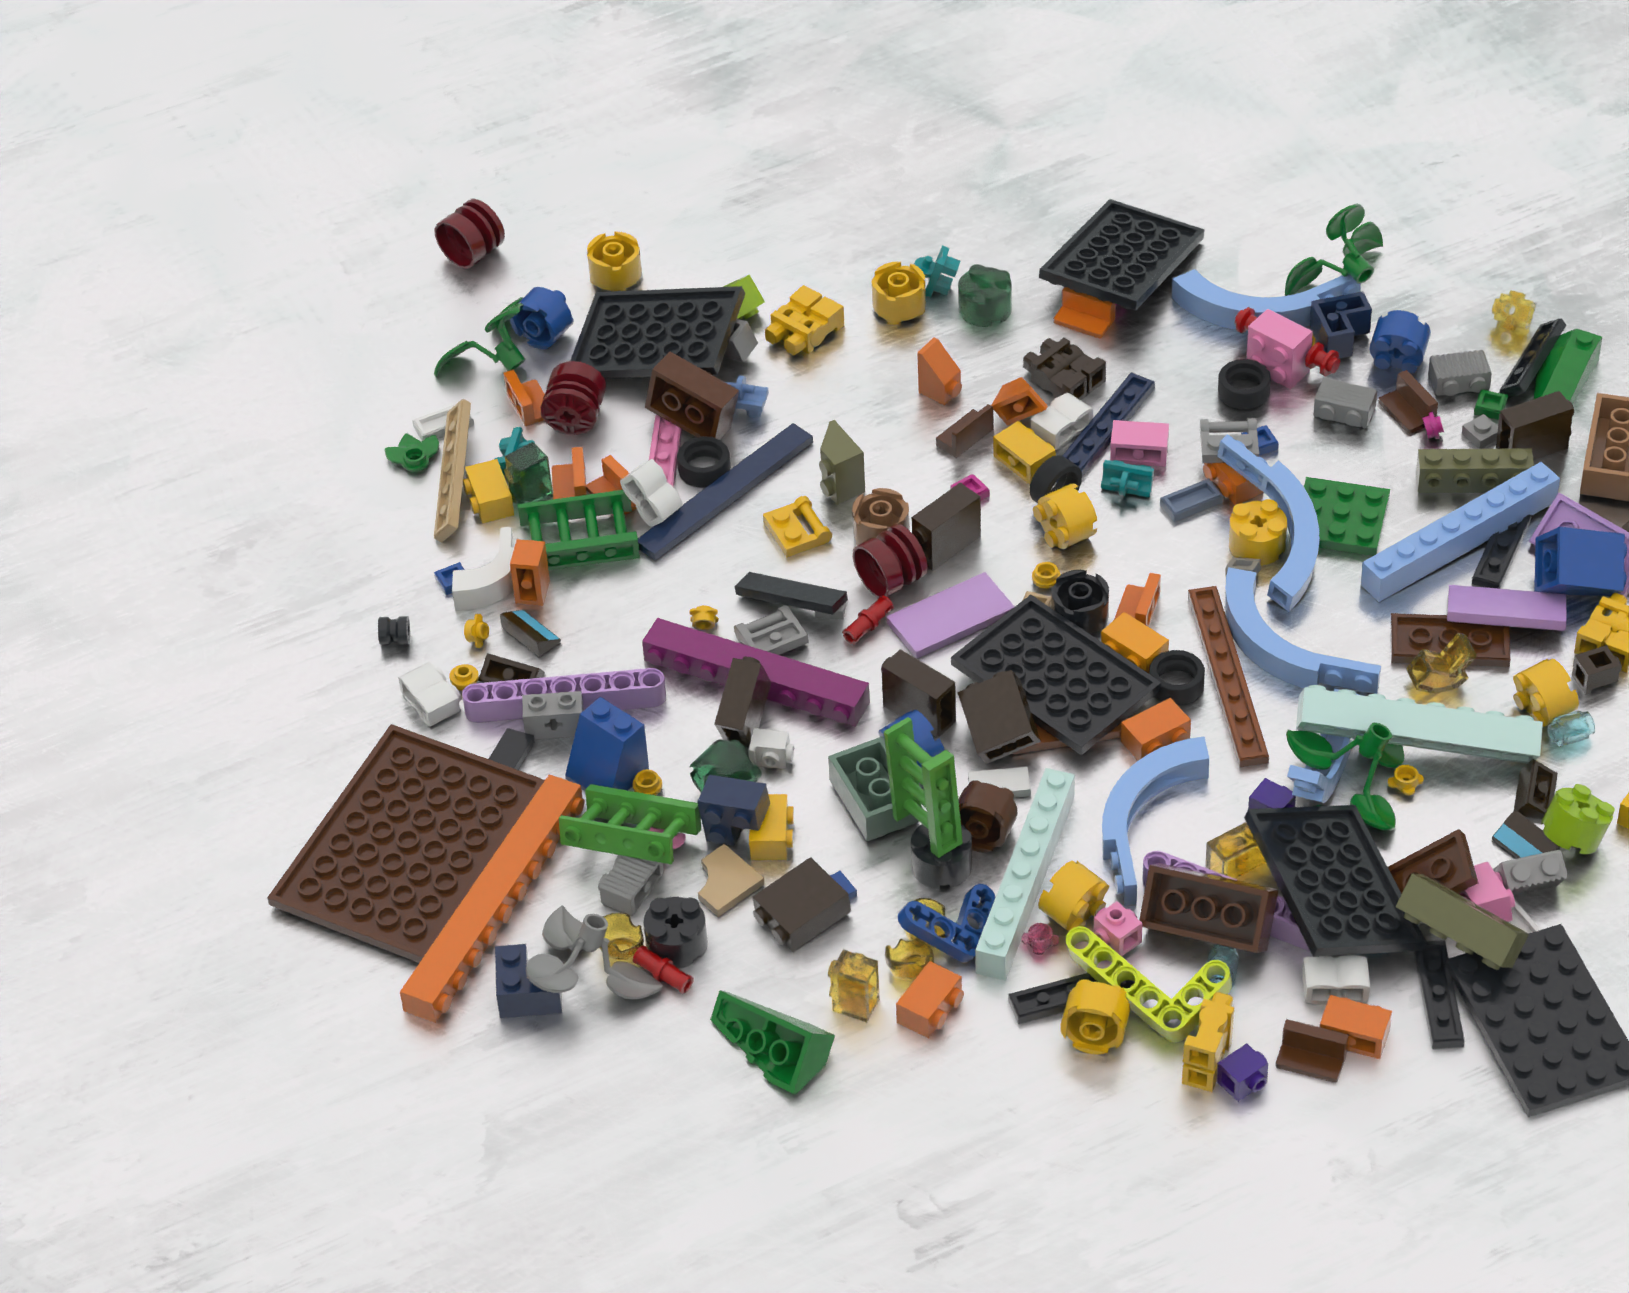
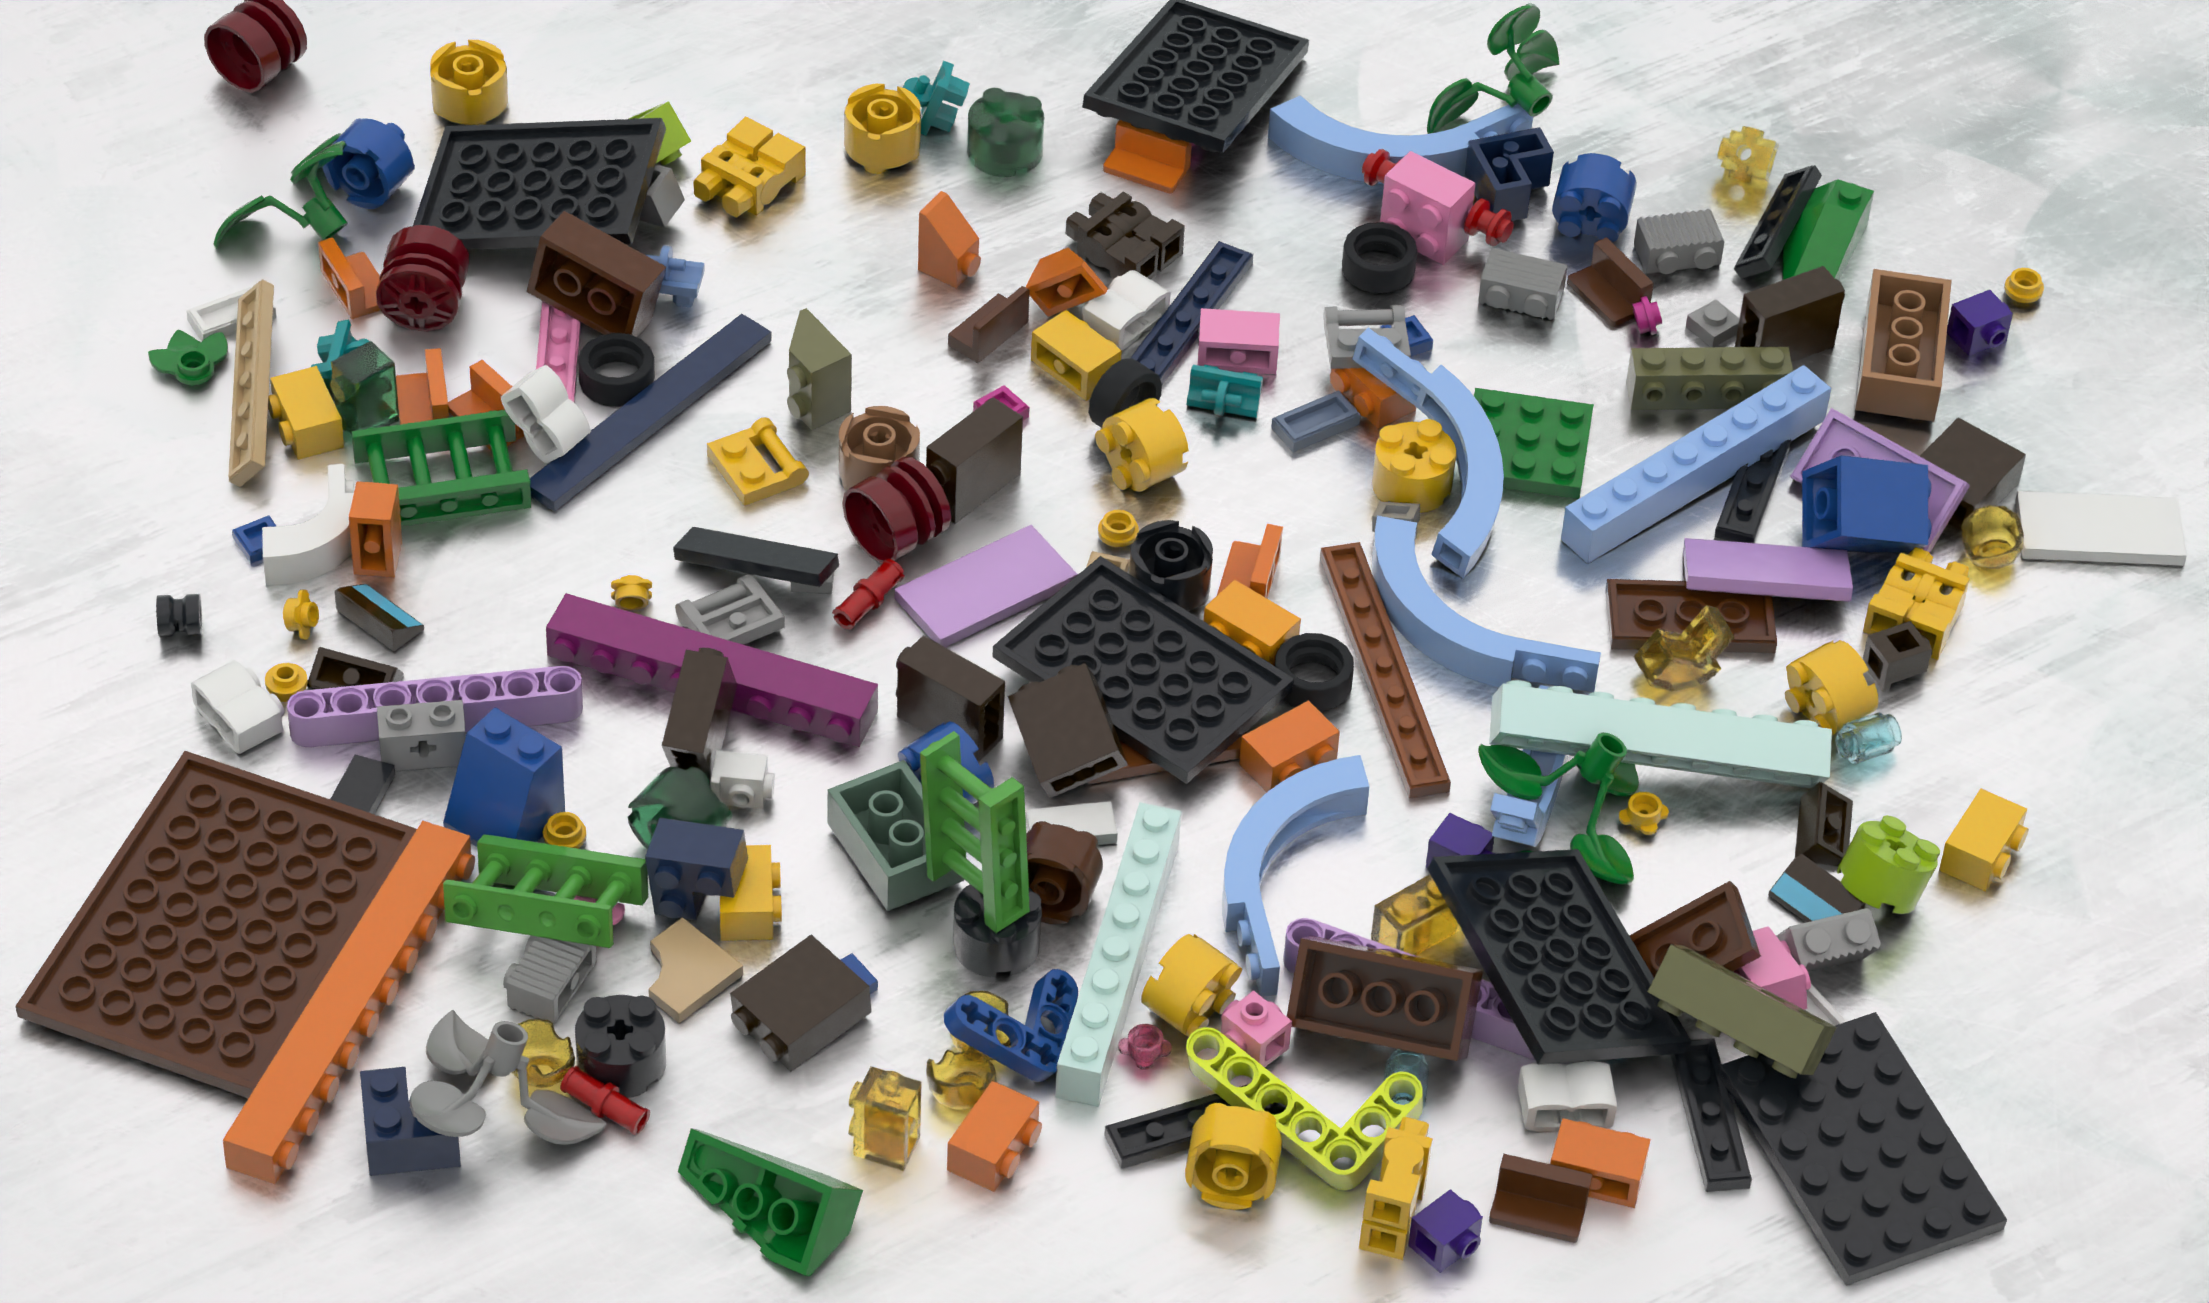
camera: 10 degrees left, 0 degrees up
(1490, 404) = (1724, 285): green tile -> none

